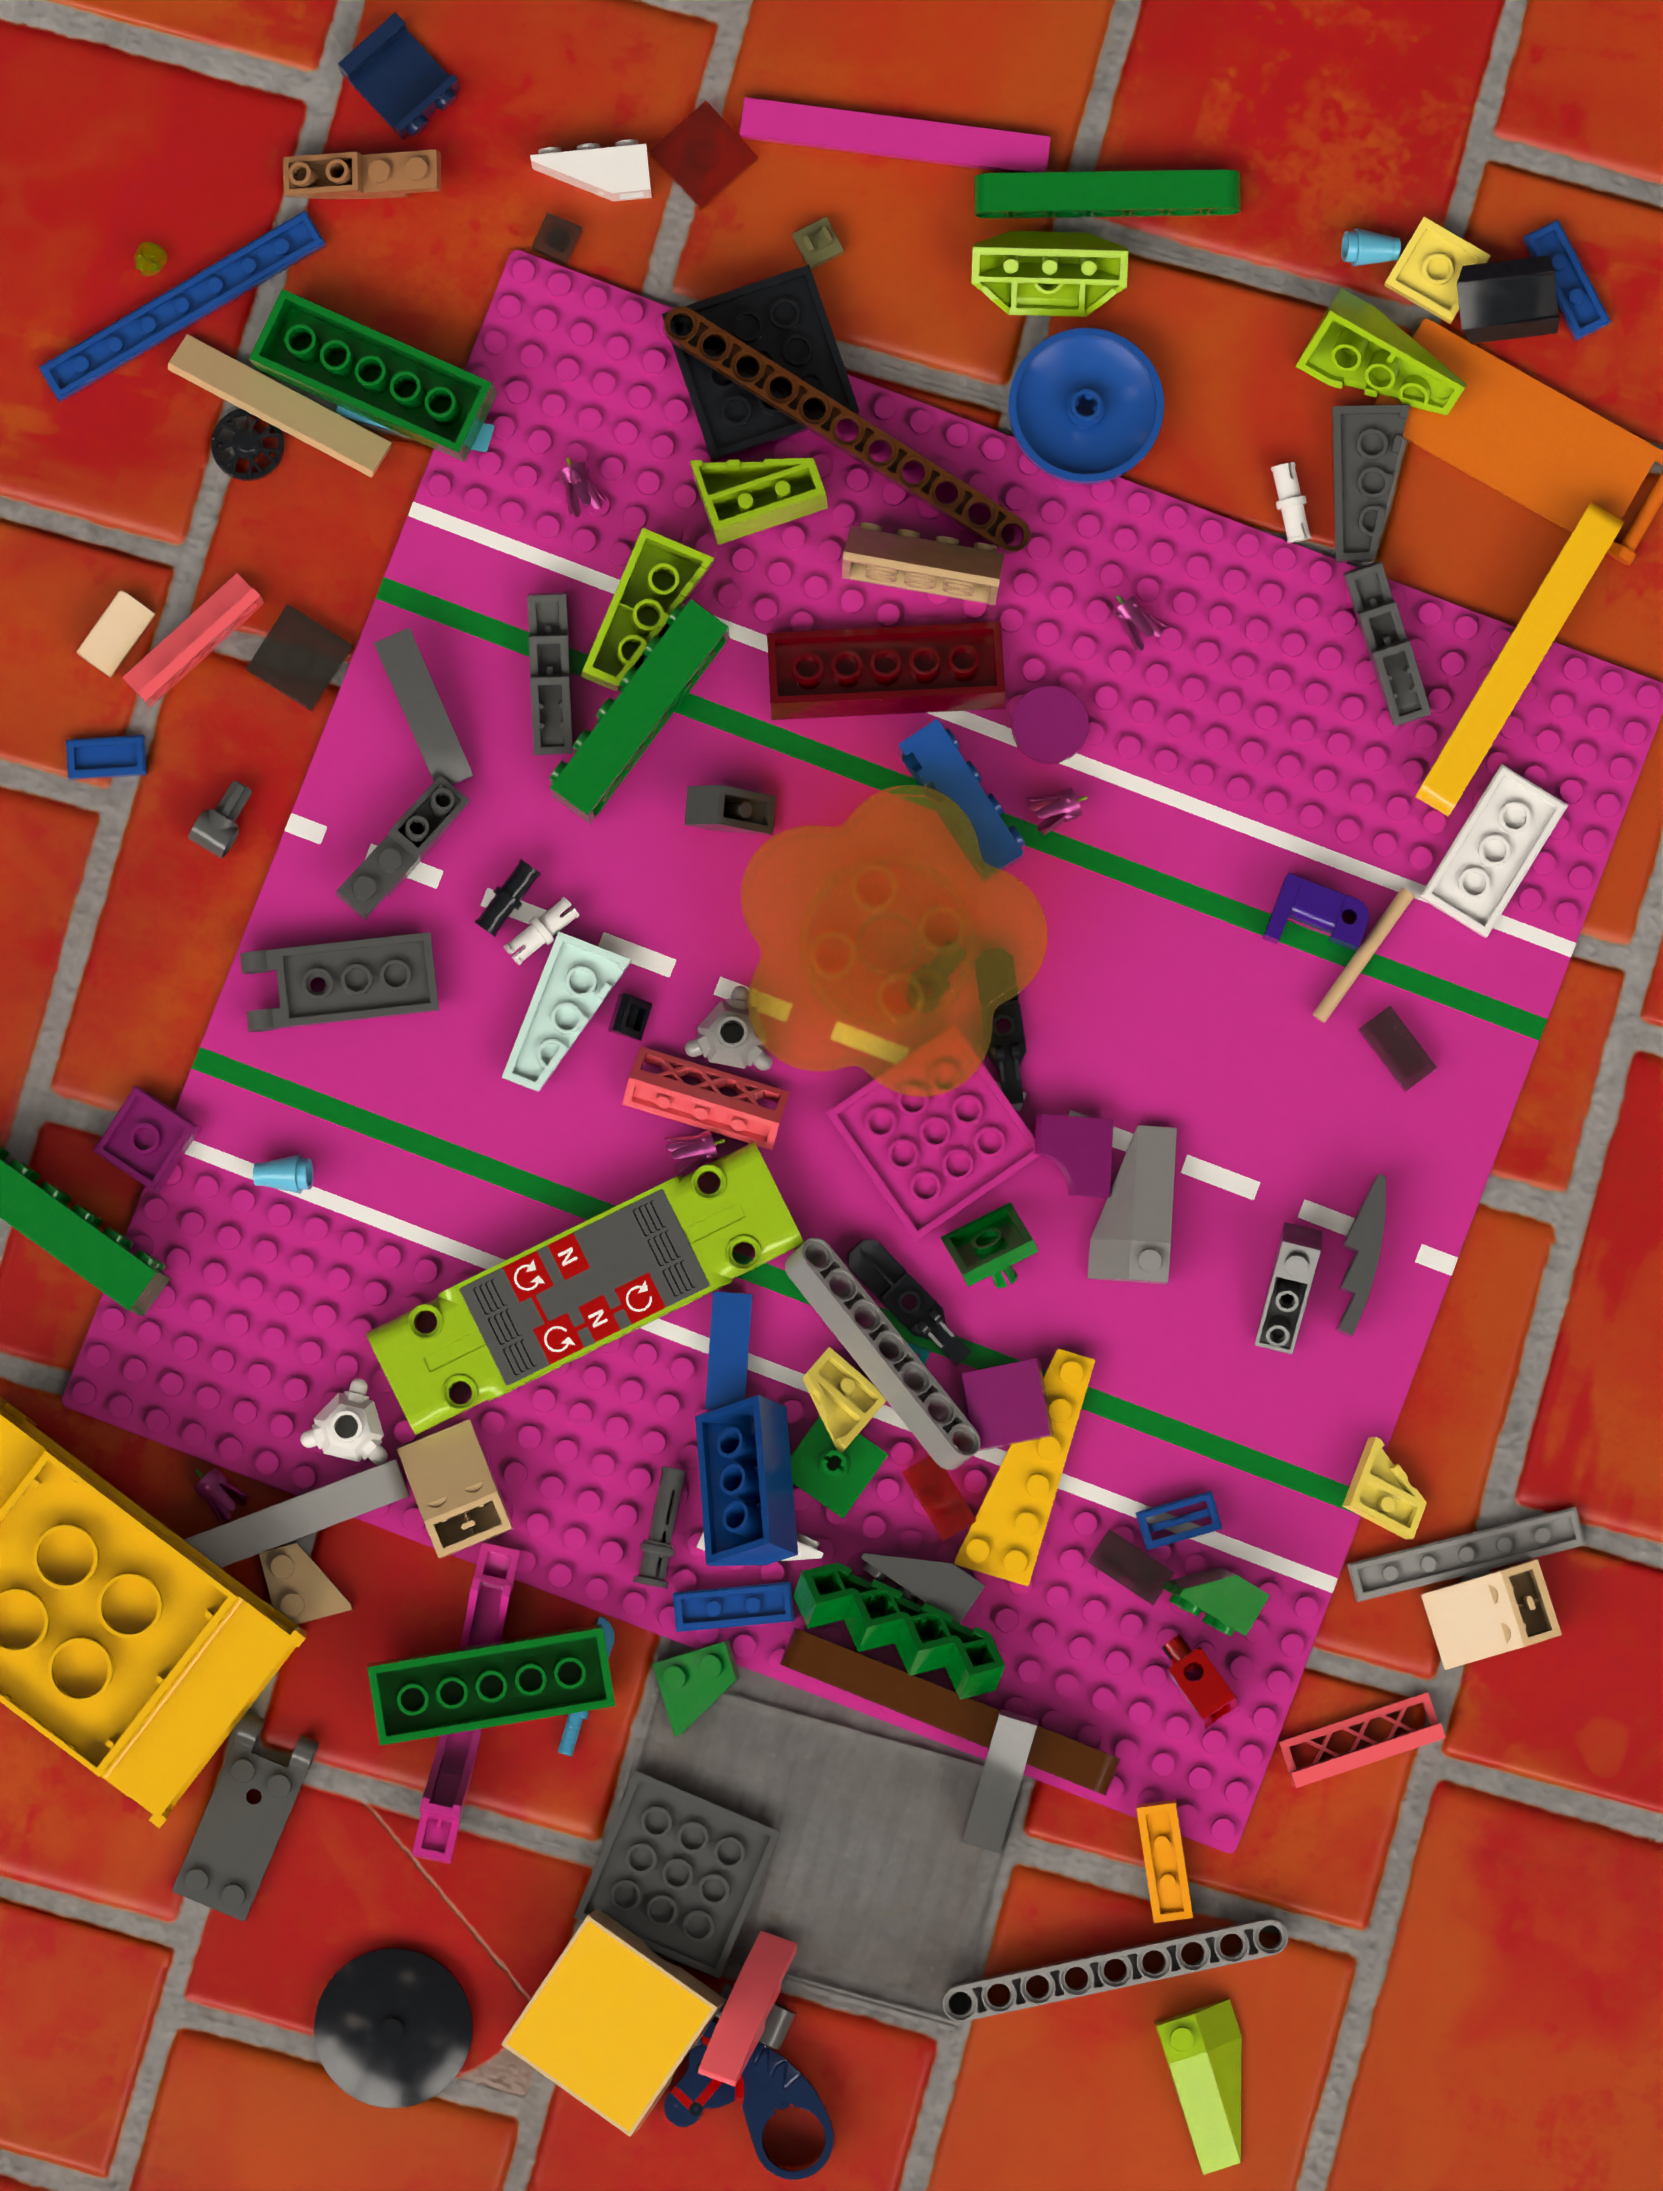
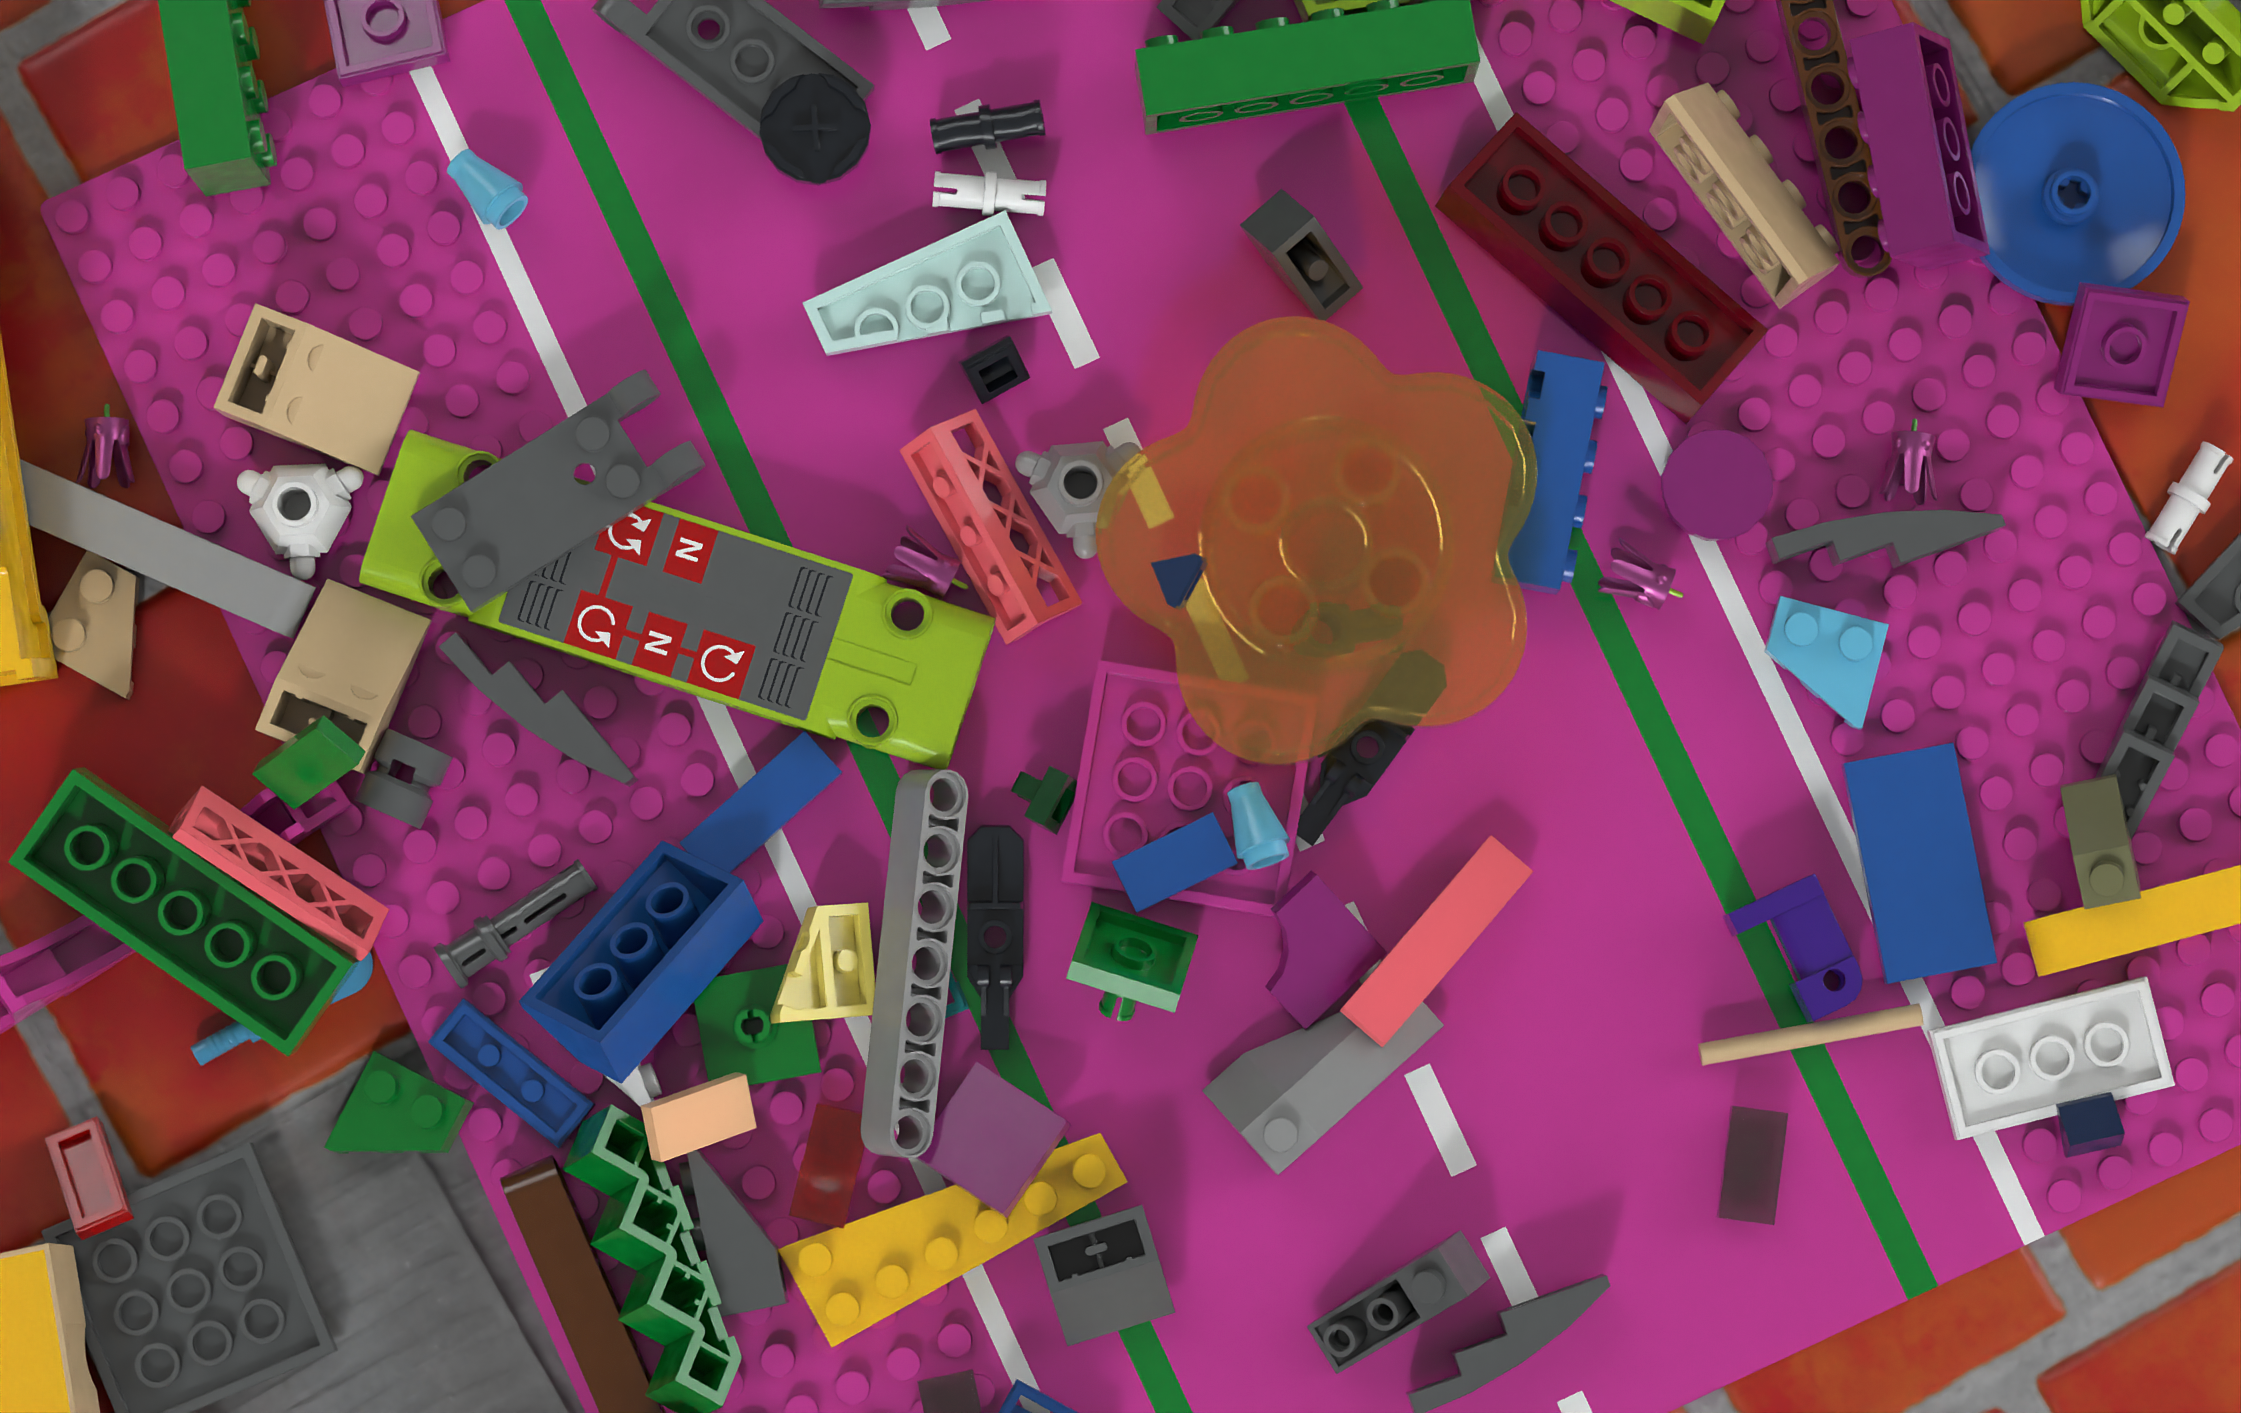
camera: 45 degrees right, 0 degrees up
(299, 1359) = (316, 390): none -> tan slope
(422, 983) = (815, 128): none -> black tile
(468, 1311) = (534, 511): none -> dark grey hinge
(482, 1548) = (309, 762): none -> green tile
(519, 1618) = (279, 872): none -> coral fence
(538, 1525) = (397, 798): none -> dark grey wheel
(572, 1866) = (89, 1178): none -> tile
(585, 1409) = (555, 722): none -> dark grey slope
(832, 1031) = (1179, 577): none -> dark blue slope
(850, 1535) = (698, 1116): none -> light nougat tile
(869, 1205) = (1048, 798): none -> dark green tile
(964, 1177) = (1174, 862): none -> blue tile
(987, 458) = (1917, 147): none -> magenta brick
(989, 1120) = (1256, 828): none -> medium azure cone
(1129, 1416) = (1104, 1275): none -> dark grey slope
(1132, 1089) = (1436, 941): none -> coral slope
(1166, 660) = (1902, 533): none -> dark grey slope
(1183, 458) = (2121, 344): none -> magenta tile
(1188, 755) = (1828, 653): none -> medium azure wing
(1334, 817) = (1919, 863): none -> blue tile
(1414, 719) = (2100, 842): none -> olive slope
(1544, 865) = (2089, 1124): none -> dark blue slope

